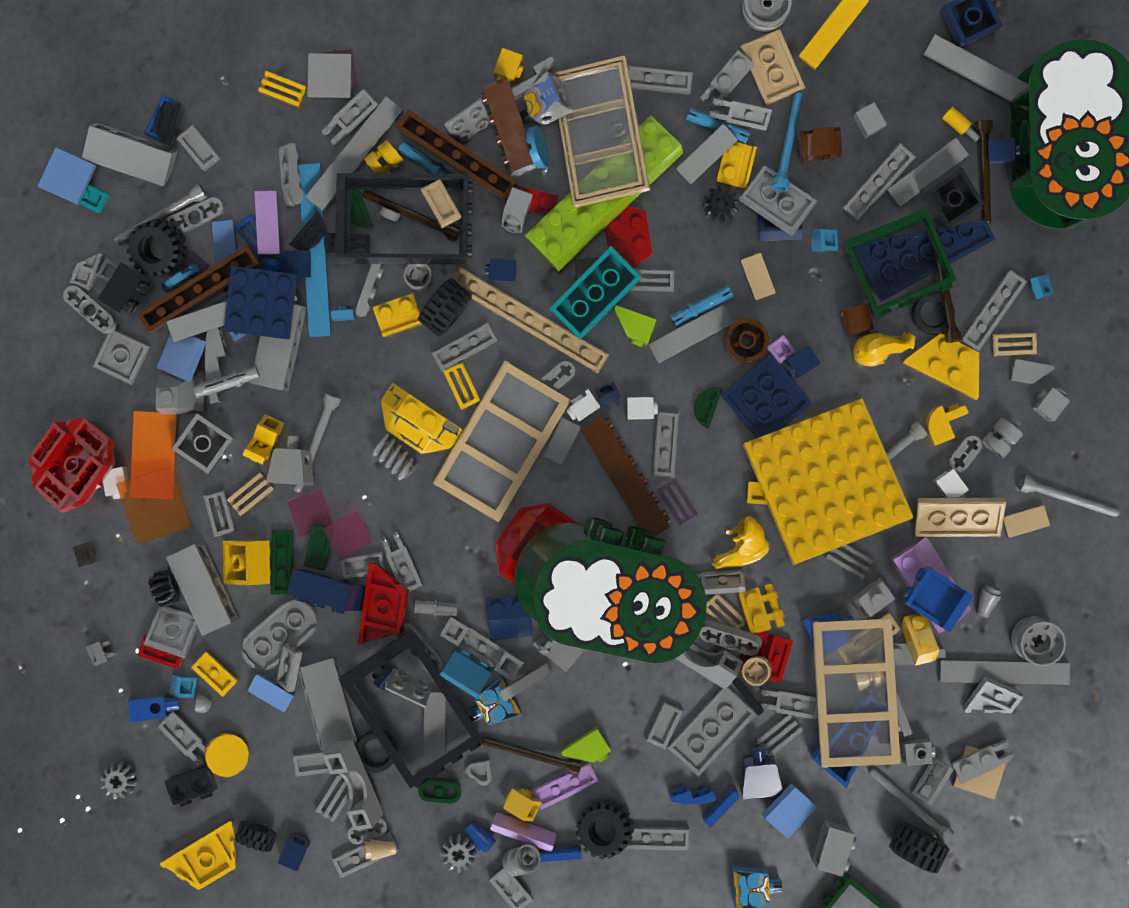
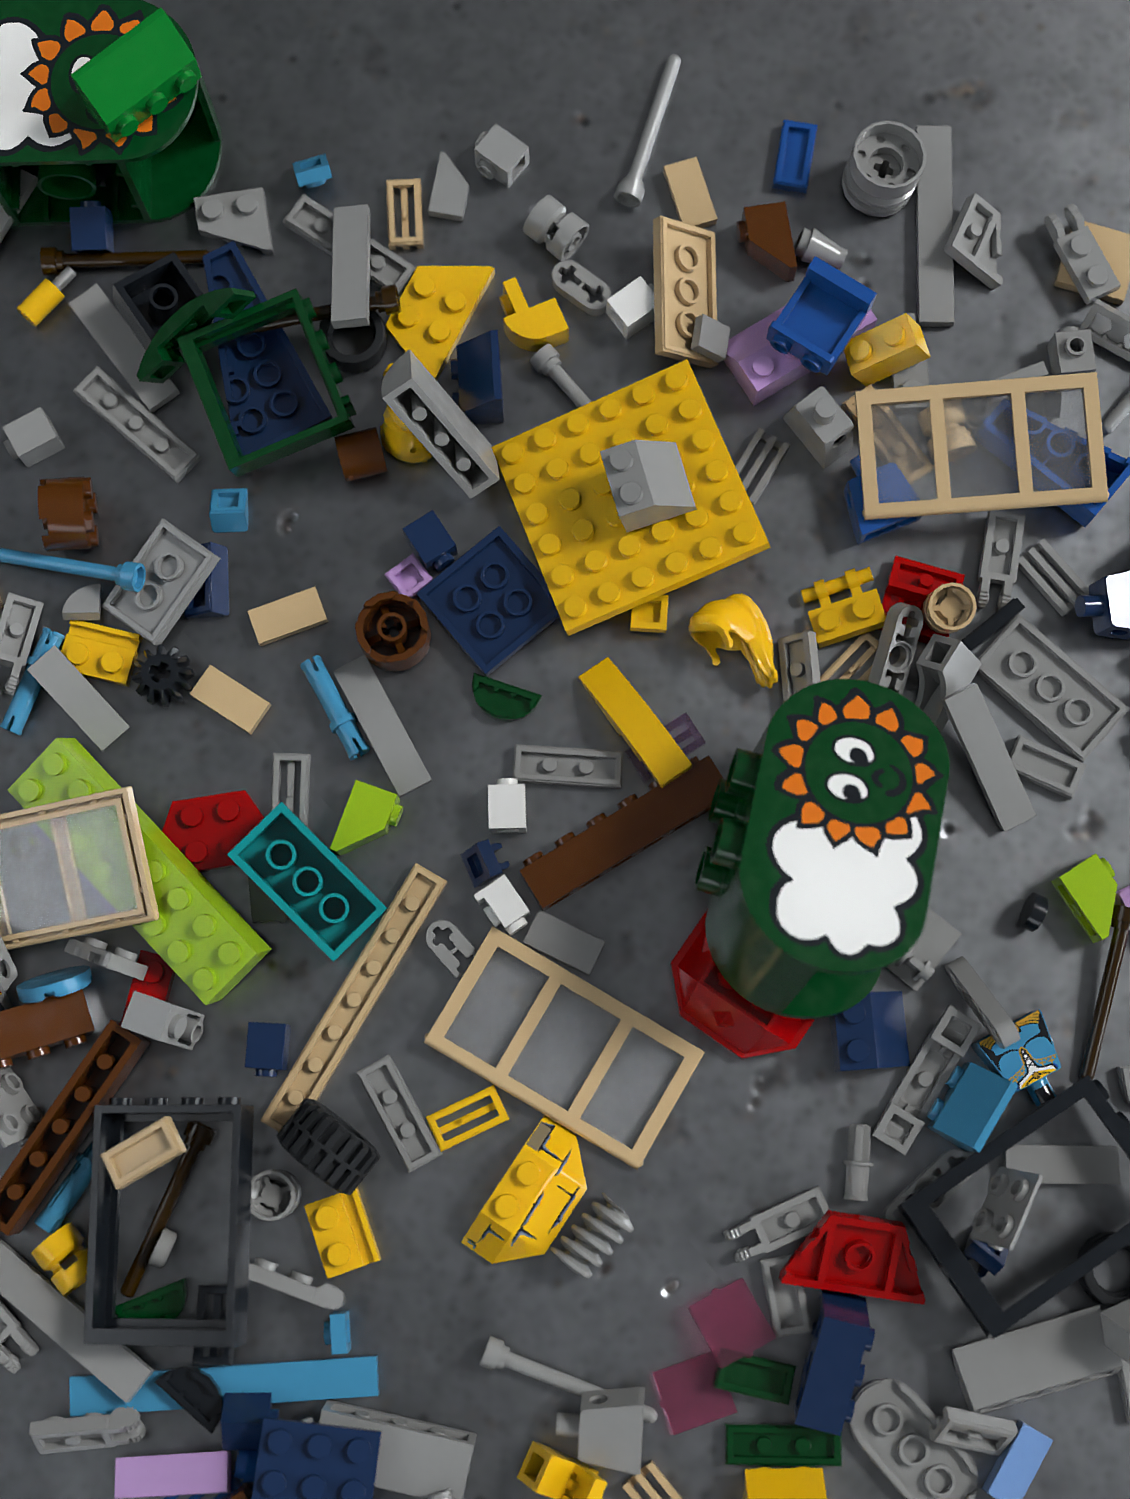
camera: 85 degrees left, 10 degrees down
(550, 184) = (94, 951): none -> light grey wing
(578, 714) = (1033, 912): none -> black tile
(668, 691) = (988, 757): none -> light grey tile
(691, 483) = (635, 722): none -> yellow slope
(707, 243) = (230, 699): none -> tan tile
(765, 154) = (83, 604): none -> light grey tile
(832, 492) = (647, 482): none -> light grey slope
(870, 368) = (440, 424): none -> light grey brick
(902, 391) = (479, 379): none -> dark blue slope
(919, 199) = (164, 354): none -> dark green slope
(929, 532) = (710, 338): none -> light grey tile
(975, 312) = (350, 266): none -> light grey tile
(995, 569) = (769, 238): none -> reddish brown slope
(1012, 239) = (236, 217): none -> light grey wing
(1051, 587) = (794, 156): none -> blue tile
(1079, 184) = (137, 75): none -> green slope

